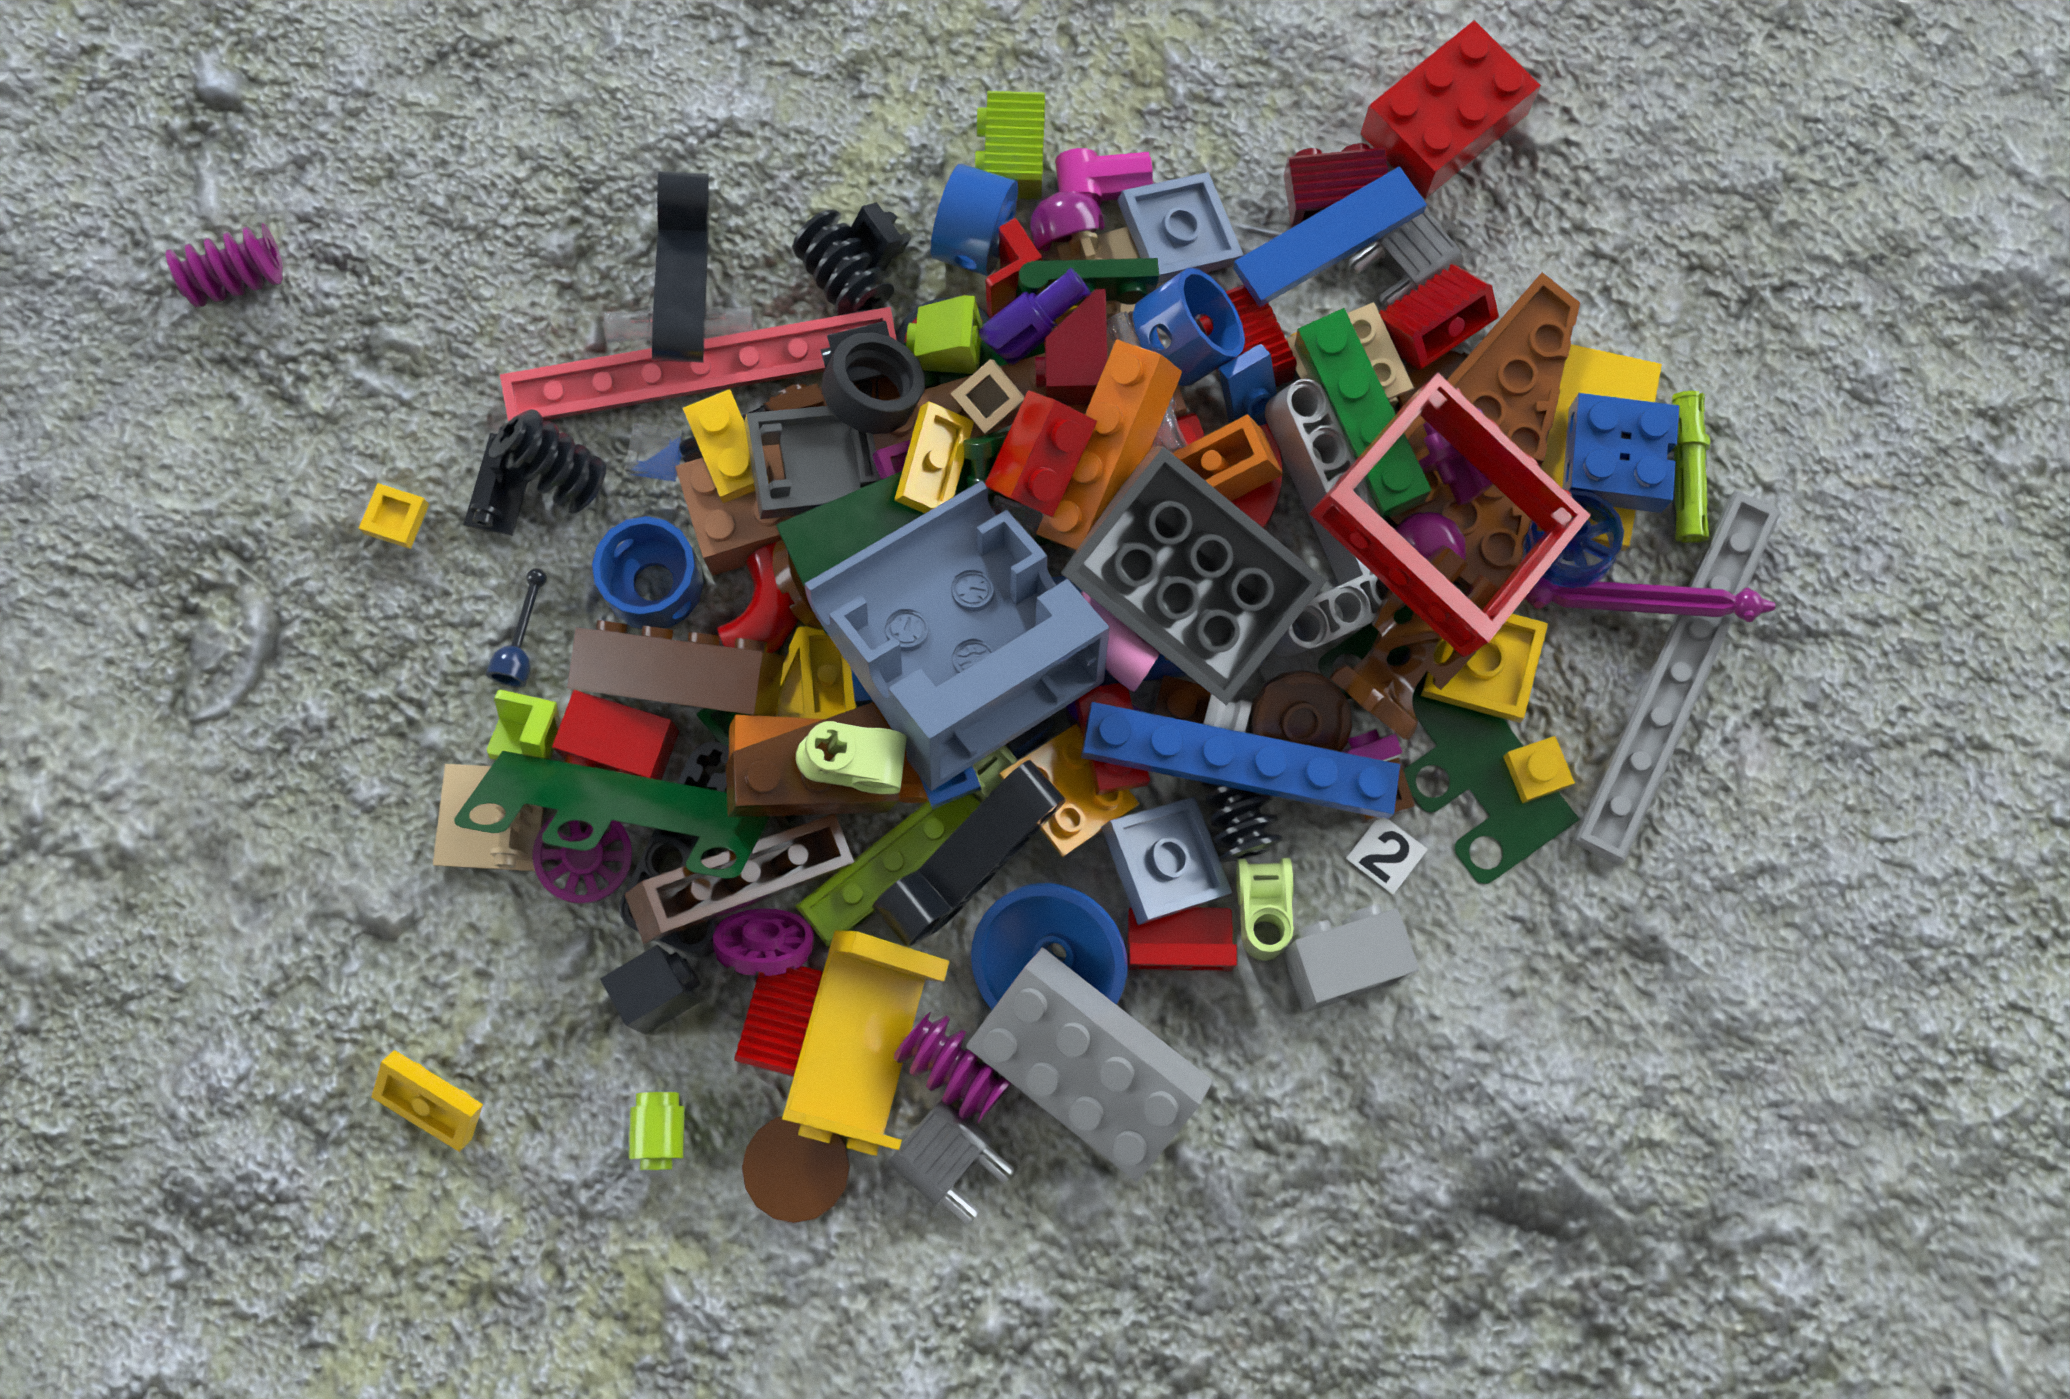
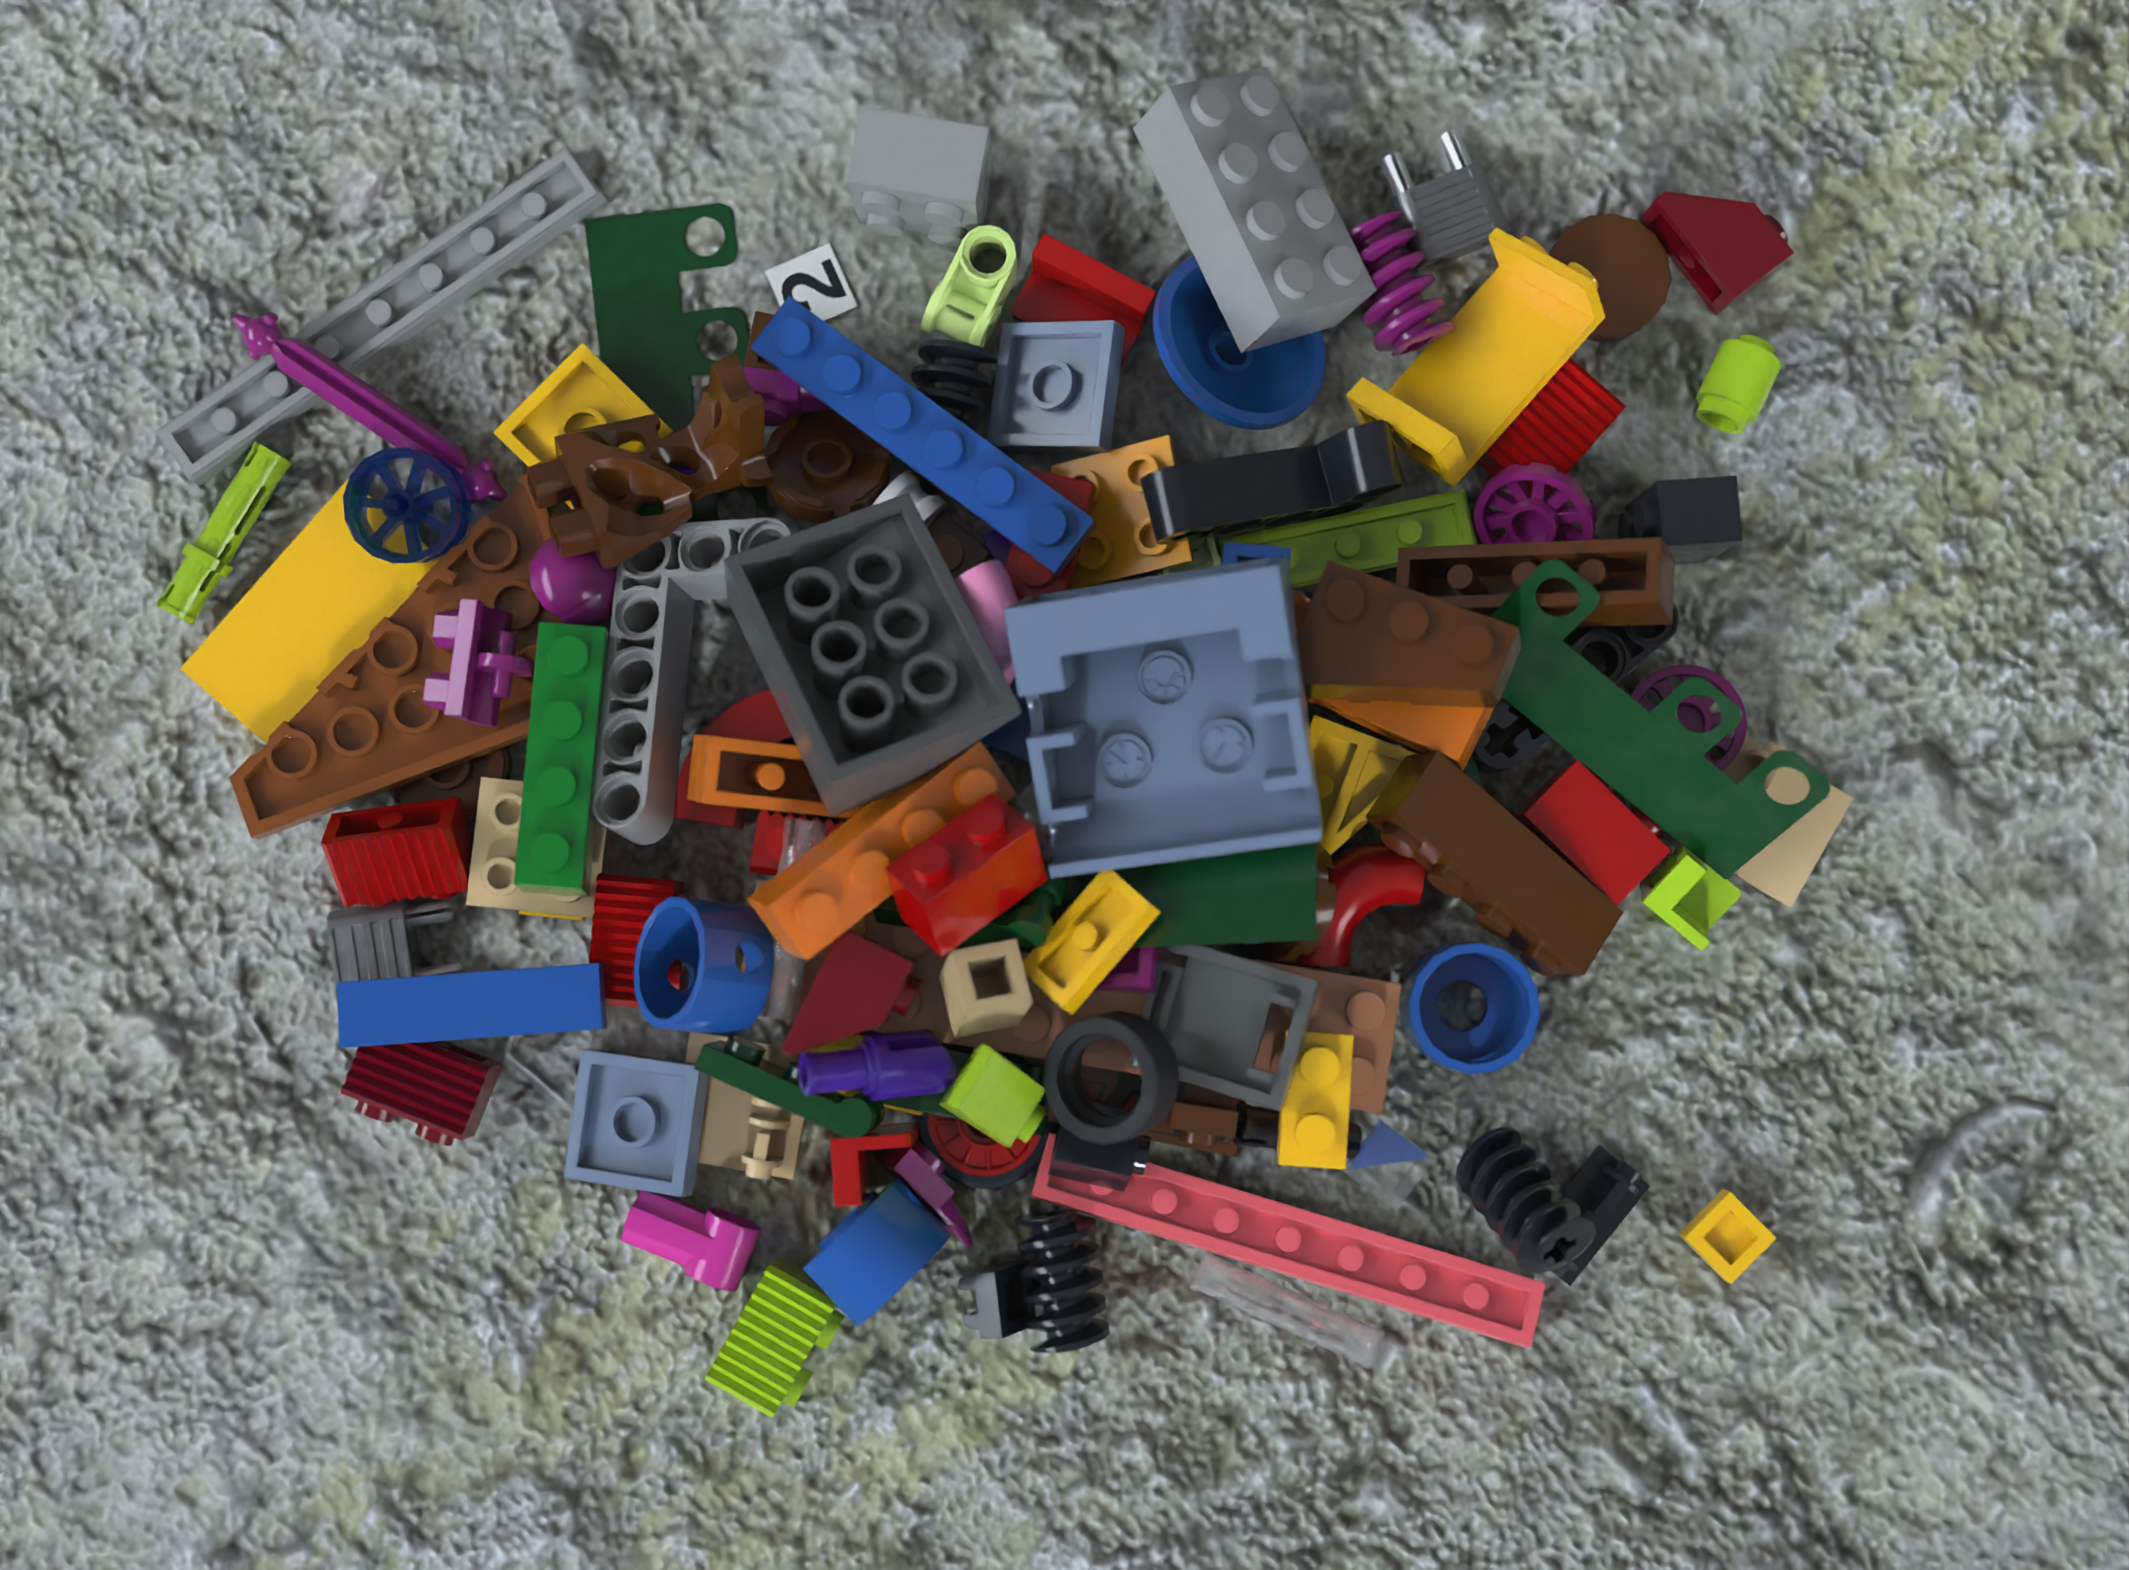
camera: 150 degrees left, 10 degrees up
(426, 1100) = (1977, 553): yellow plate -> none
(510, 663) = (1667, 987): hinge -> none
(681, 267) = (1260, 1363): black beam -> none
(716, 1233) = (1718, 243): none -> dark red slope
(862, 760) = (1354, 607): yellowish green piece -> none
(959, 277) = (920, 1173): none -> magenta plate
(1064, 215) = (769, 1196): magenta hair -> none
(1248, 384) = (673, 865): blue plate -> none
(1410, 573) = (434, 589): red window -> none
(1450, 108) = (230, 1107): red brick -> none
(1538, 769) = (597, 289): yellow plate -> none
(1621, 451) = (289, 606): blue piece -> none

